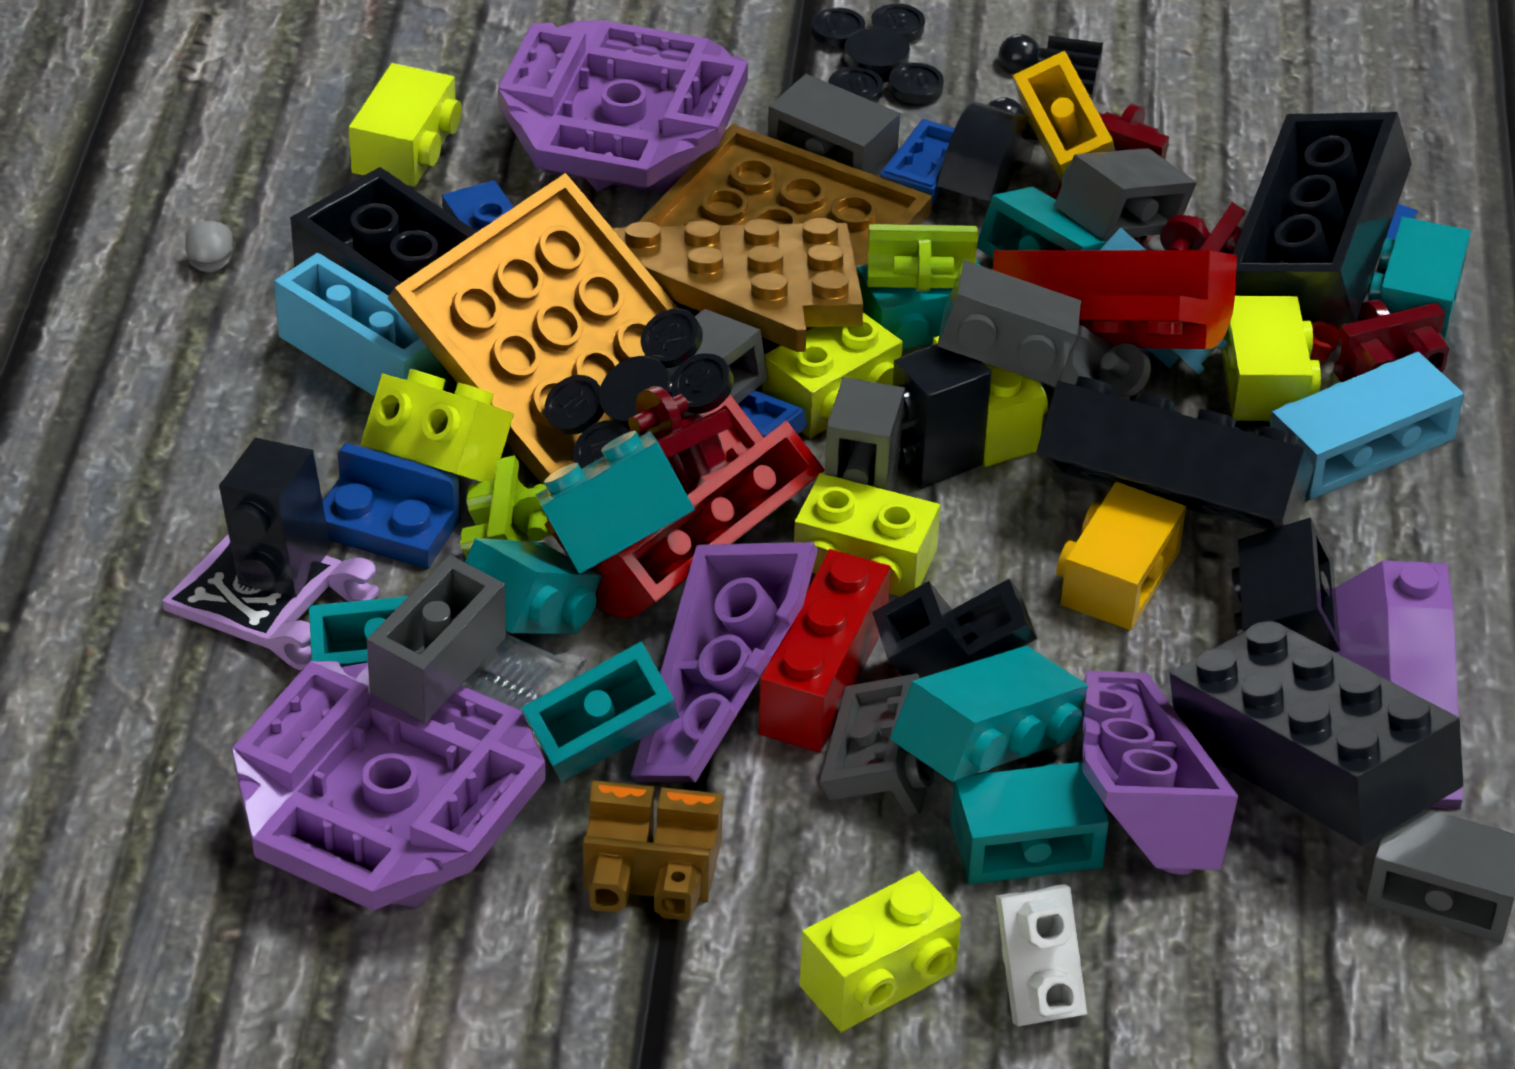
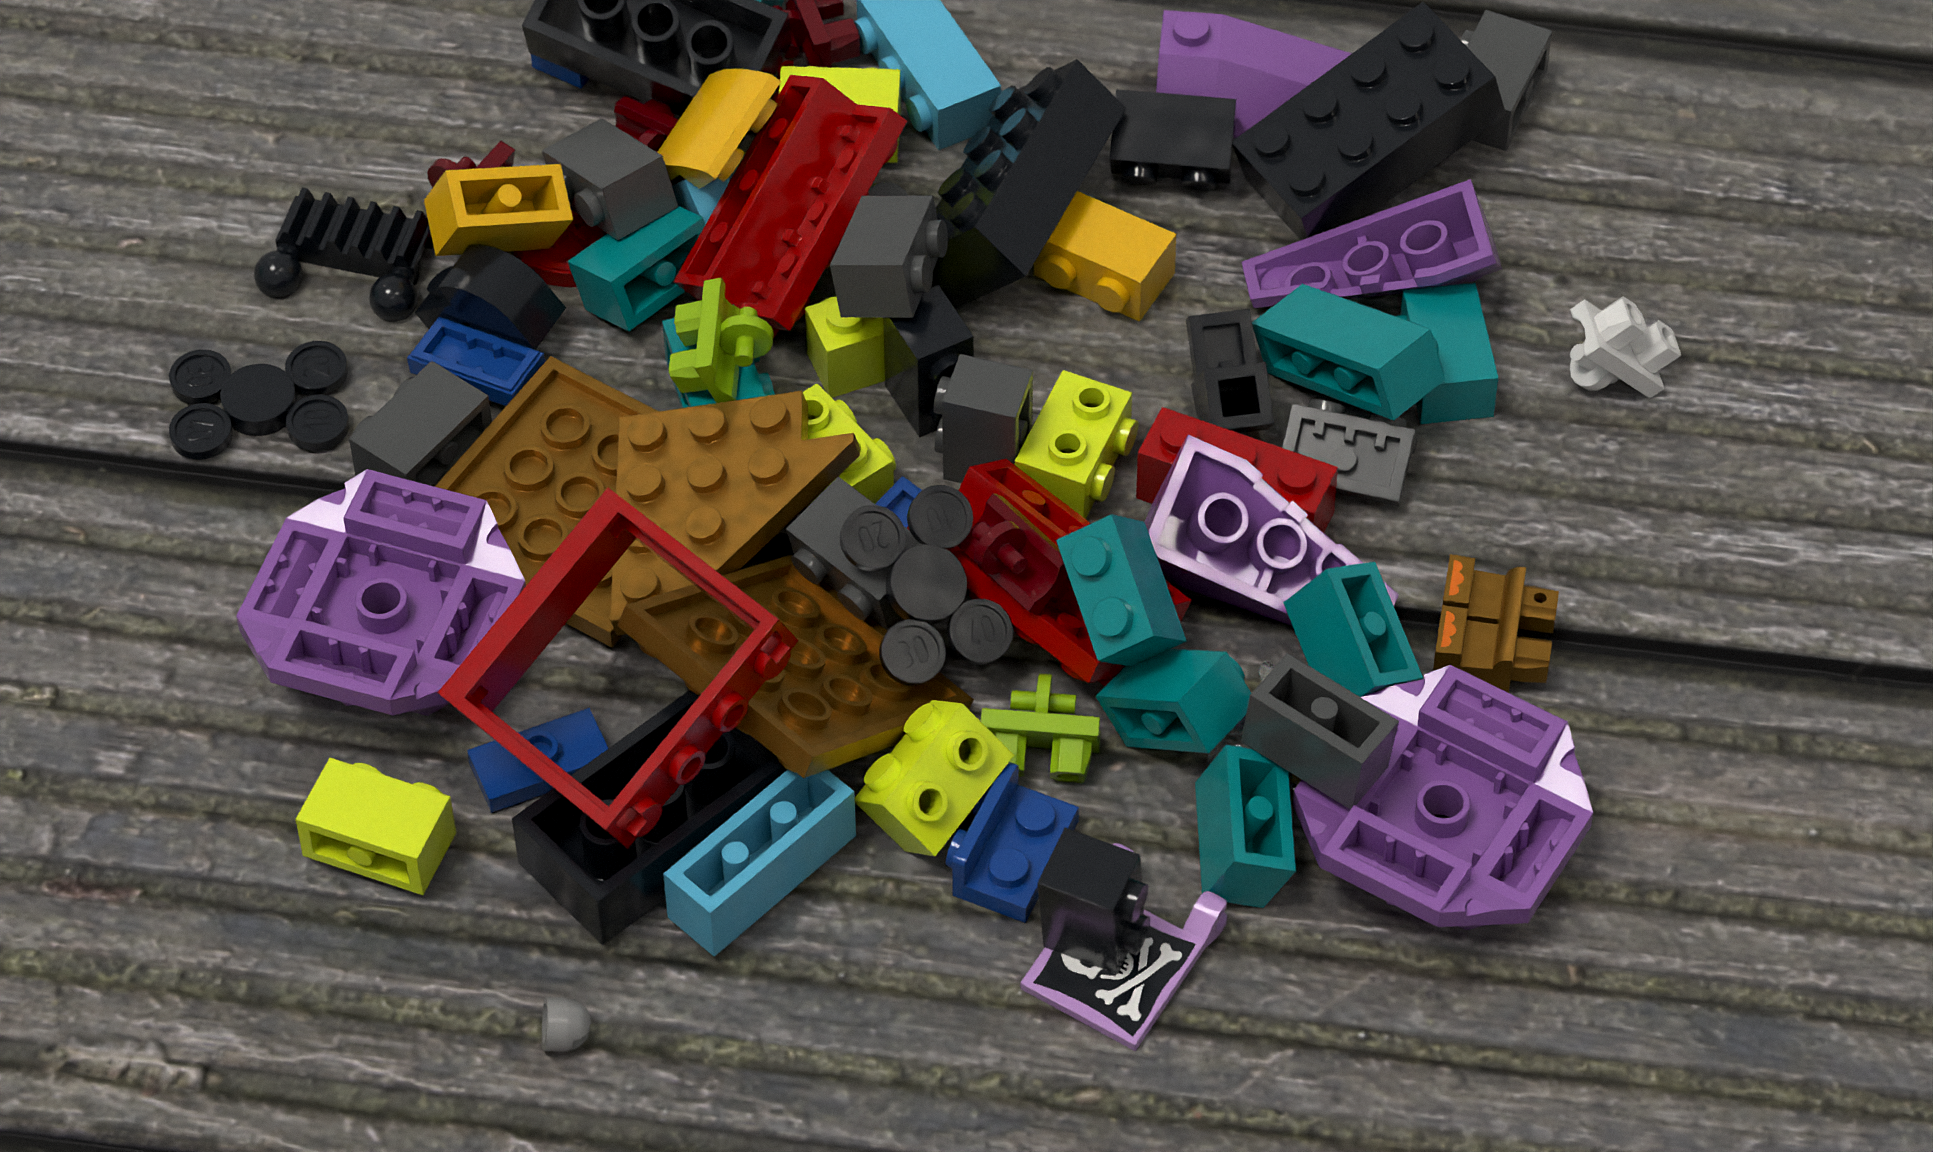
camera: 85 degrees left, 10 degrees up
(585, 146) = (547, 606): none -> red window
(879, 951) = (1609, 463): neon yellow brick -> none
(1174, 229) = (715, 122): none -> yellow slope

